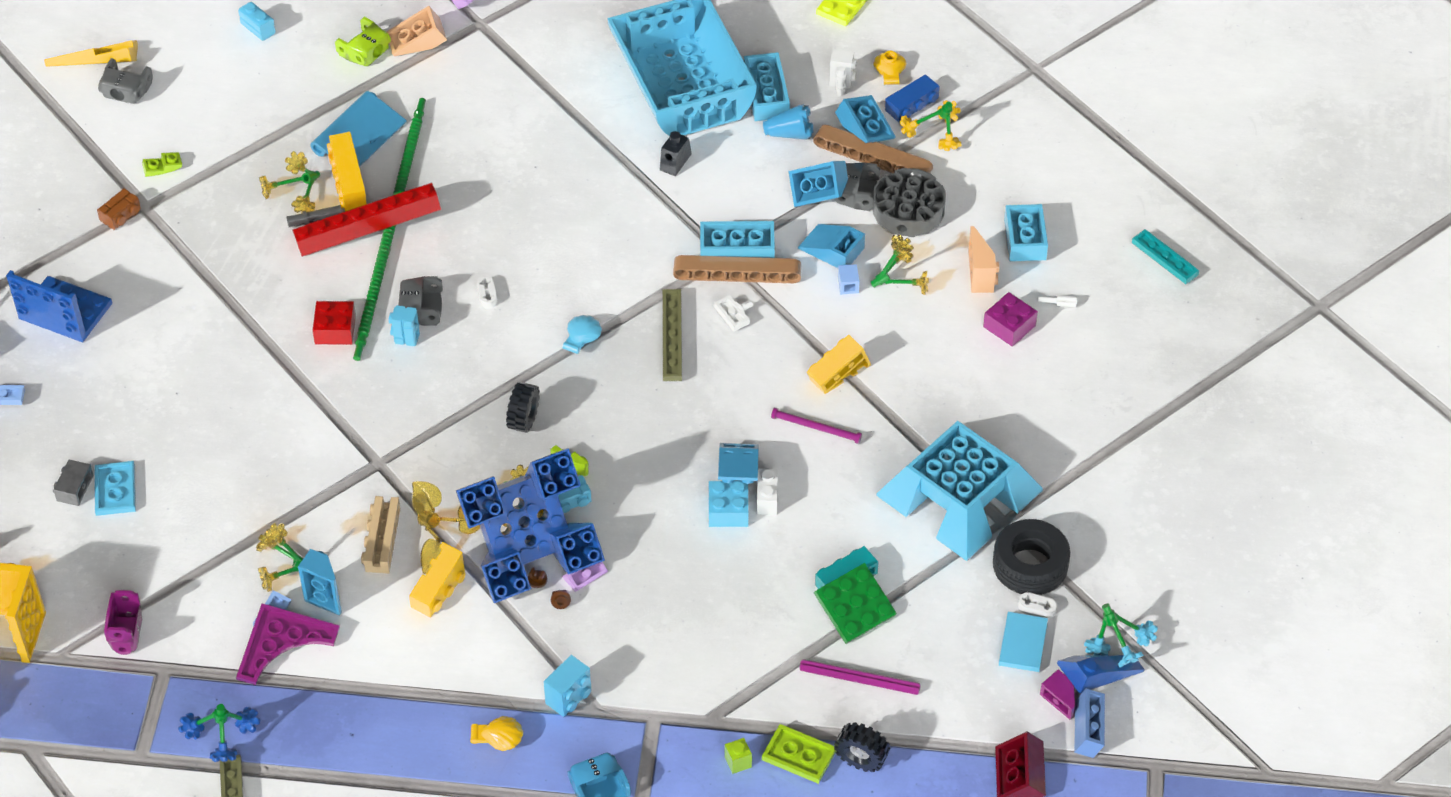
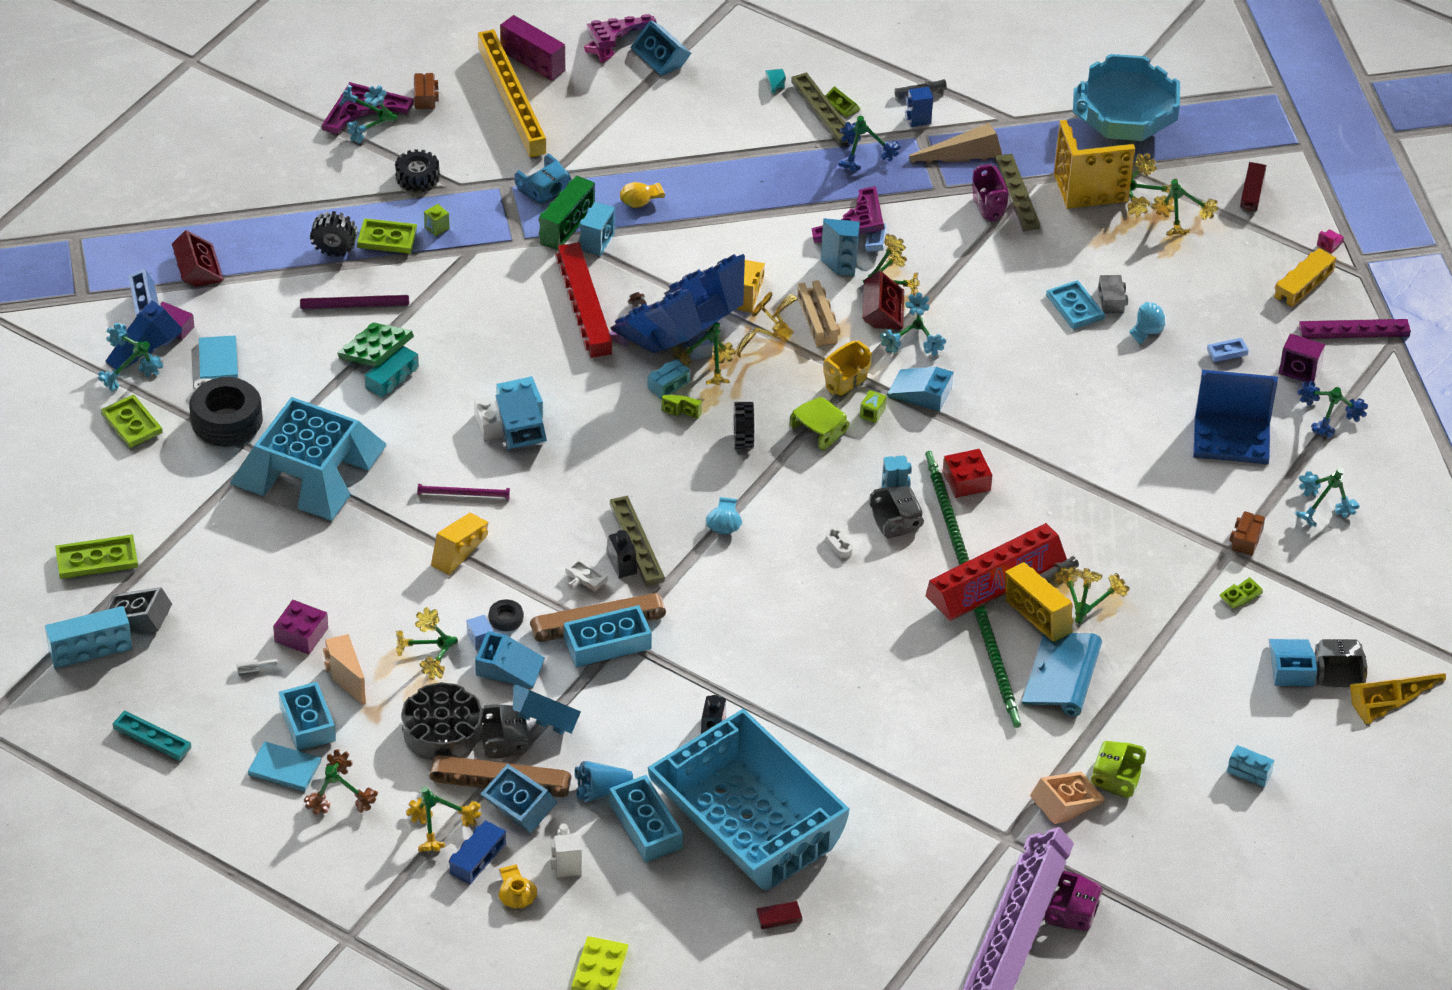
camera: 160 degrees right, 5 degrees down
(15, 214) = (1311, 484): none -> medium azure plant
(58, 438) = (1149, 321): none -> medium azure animal
(85, 643) = (1017, 192): none -> olive plate
(89, 710) = (973, 144): none -> tan wedge
(128, 766) = (919, 107): none -> blue brick
(162, 91) = (1292, 662): none -> dark azure slope
(288, 463) = (916, 305): none -> medium azure plant
(312, 526) = (883, 302): none -> dark red slope
(323, 426) = (922, 386): none -> dark azure slope
(383, 415) = (873, 406): none -> lime brick
(391, 450) = (843, 367): none -> yellow piece
(445, 406) = (821, 418): none -> lime piece
(592, 716) = (566, 212): none -> green brick
(615, 613) = (584, 300): none -> red brick
(693, 311) = (618, 548): none -> black torso
(818, 285) = (506, 624): none -> black tyre
(1020, 149) = (338, 764): none -> dark orange plant
(1057, 208) = (284, 766): none -> medium azure tile
(1129, 582) = (131, 421): none -> lime plate
(1160, 372) = (143, 608): none -> dark grey slope
(1188, 439) = (96, 556): none -> lime plate
(1209, 344) = (88, 637): none -> medium azure brick

